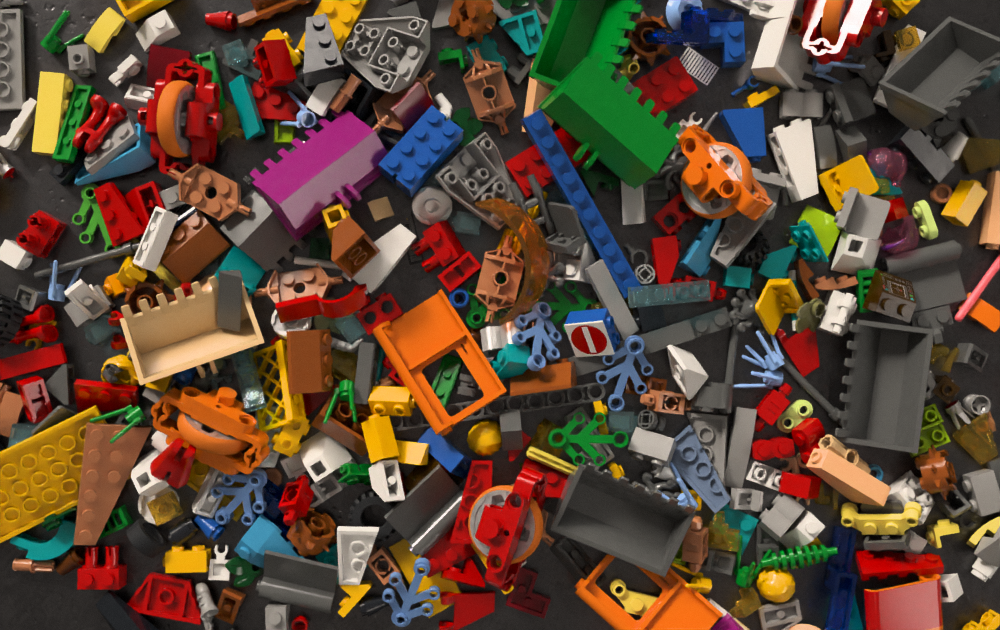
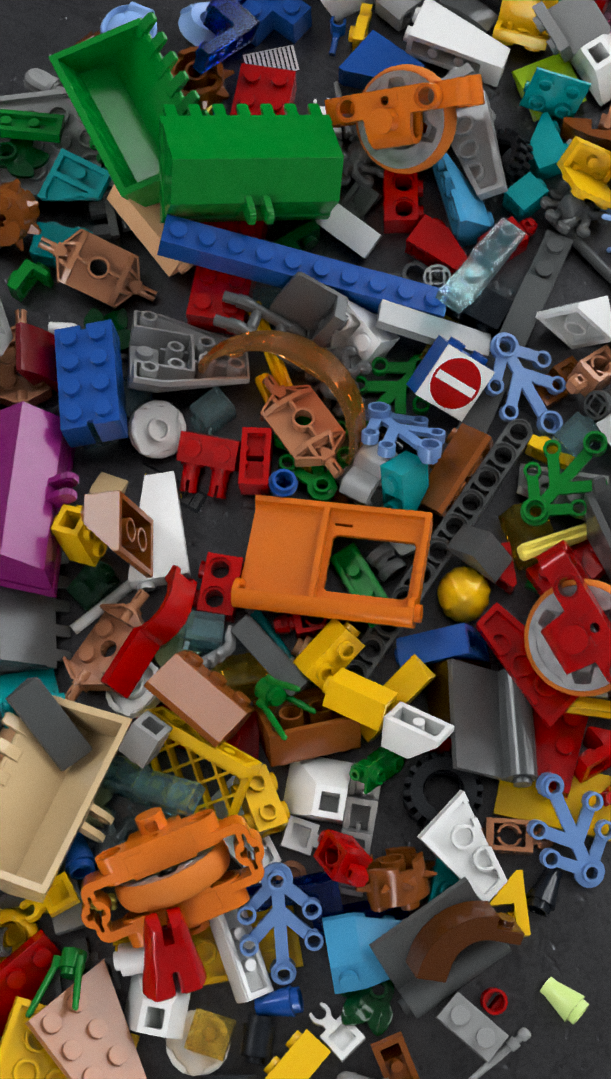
camera: 40 degrees left, 15 degrees down
(264, 355) = (145, 739): none -> light grey brick
(309, 584) = (454, 930): none -> reddish brown arch

